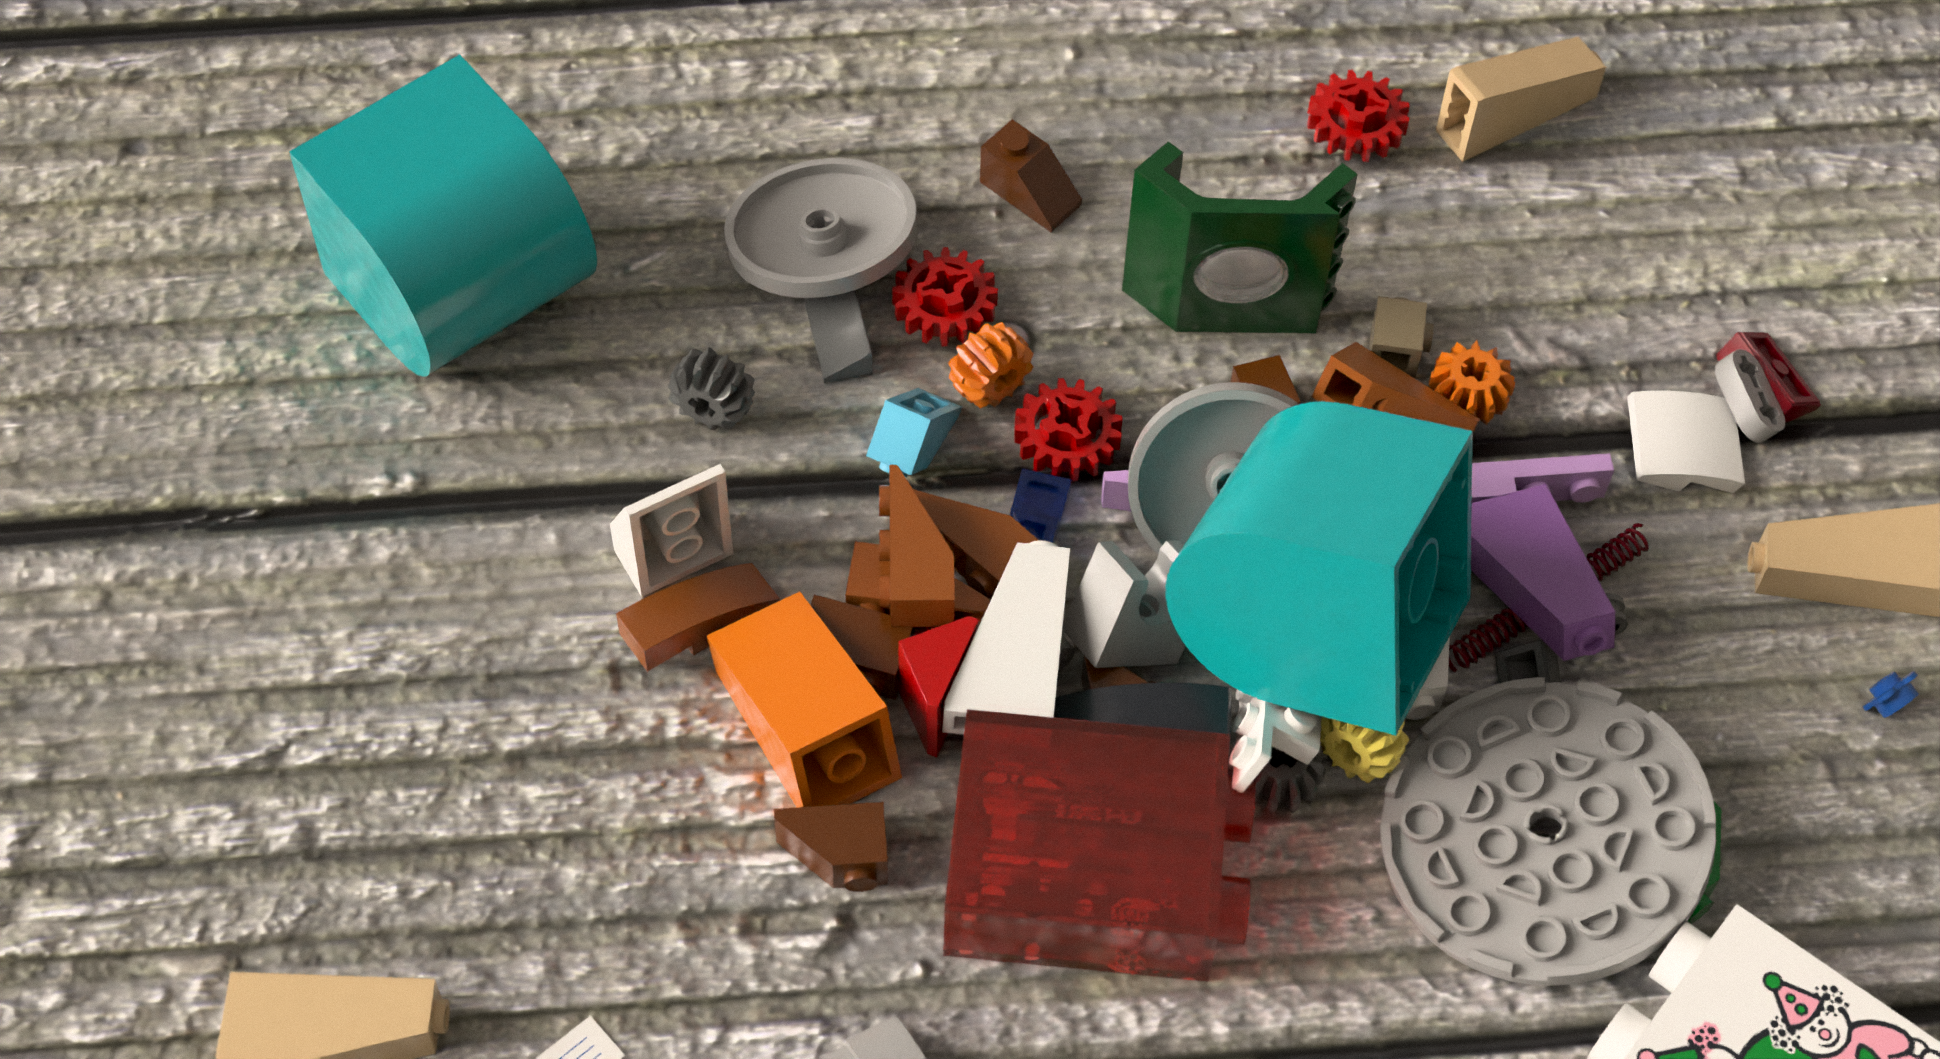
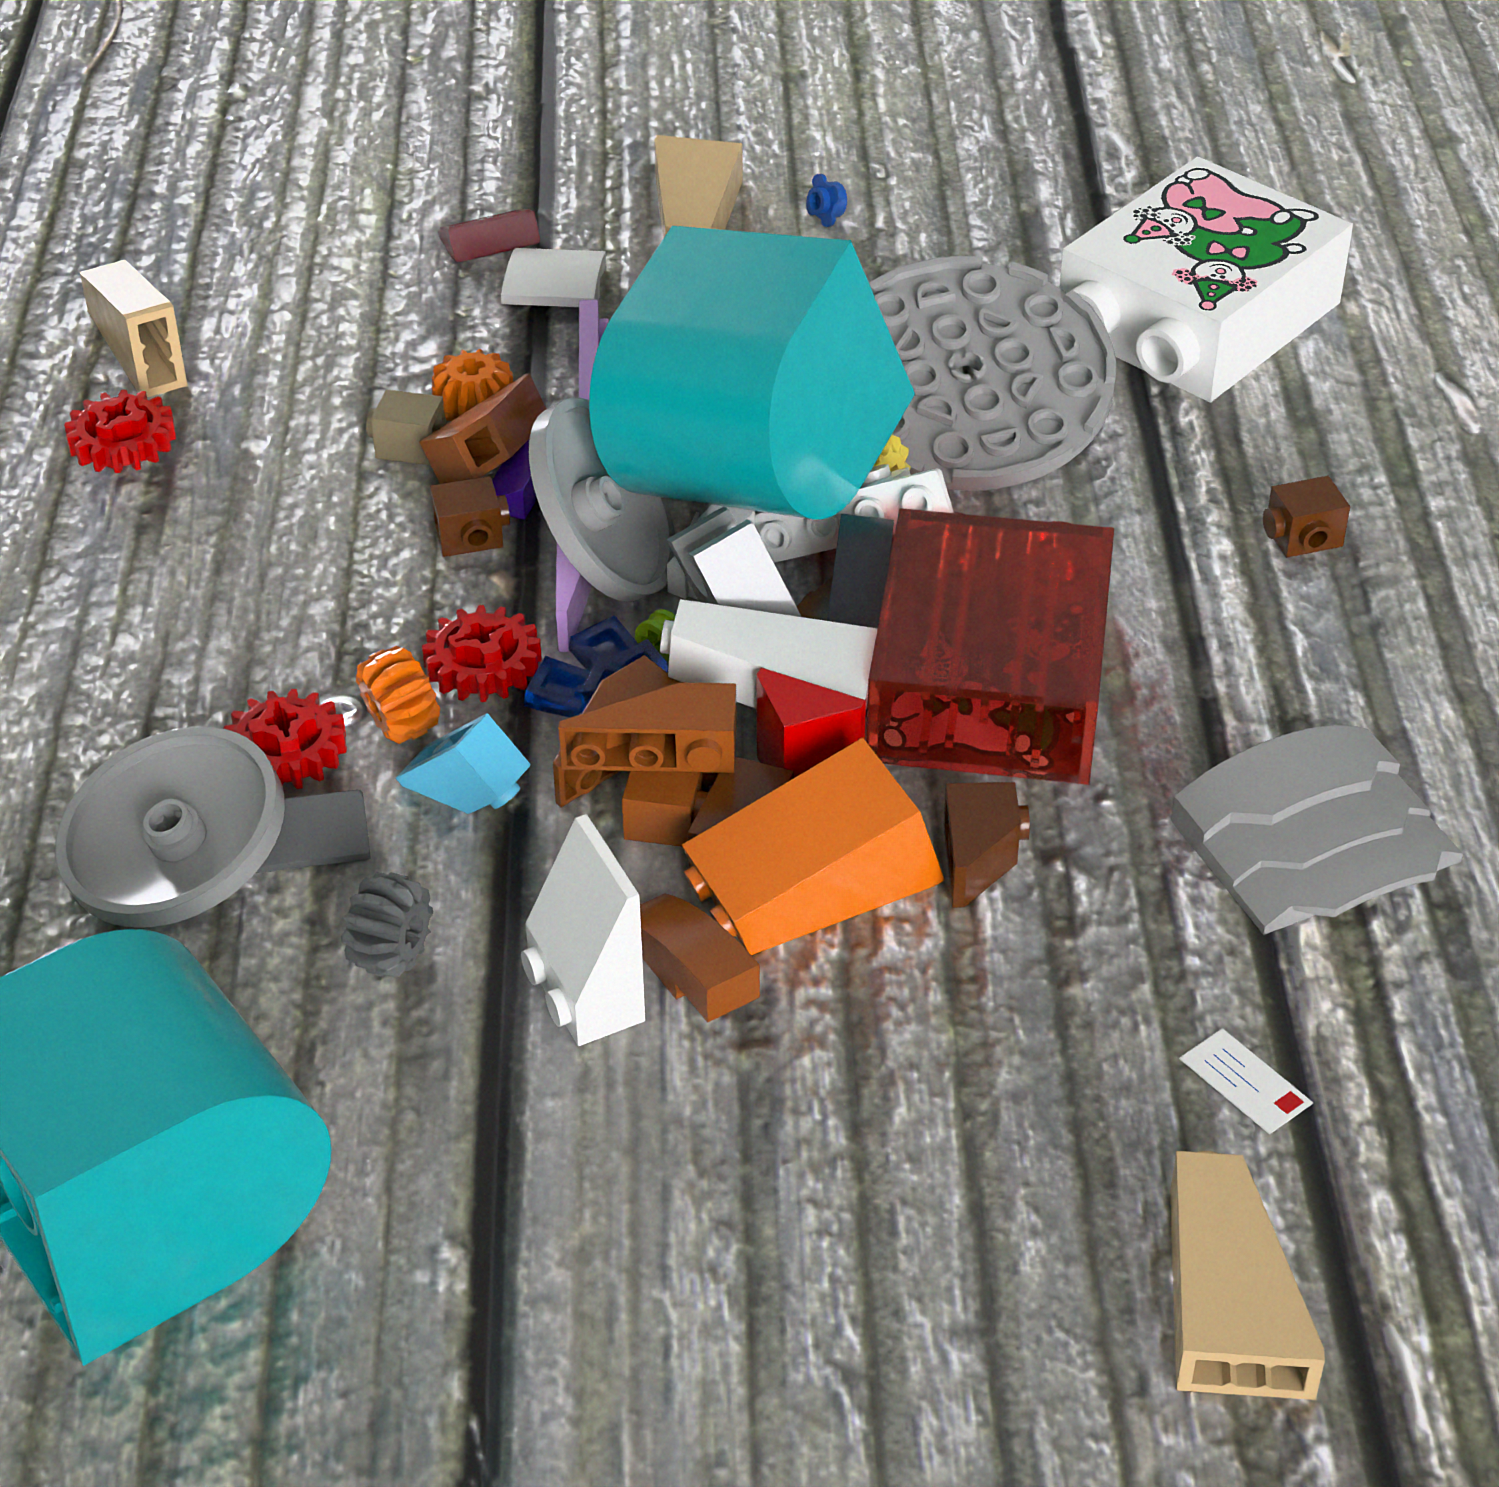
camera: 85 degrees left, 15 degrees down
(1028, 176) = (126, 671): reddish brown slope -> none
(1085, 530) = (612, 643): none -> clear blue slope
(1233, 260) = (314, 483): dark green panel -> none
(1749, 396) = (516, 233): light grey beam -> none

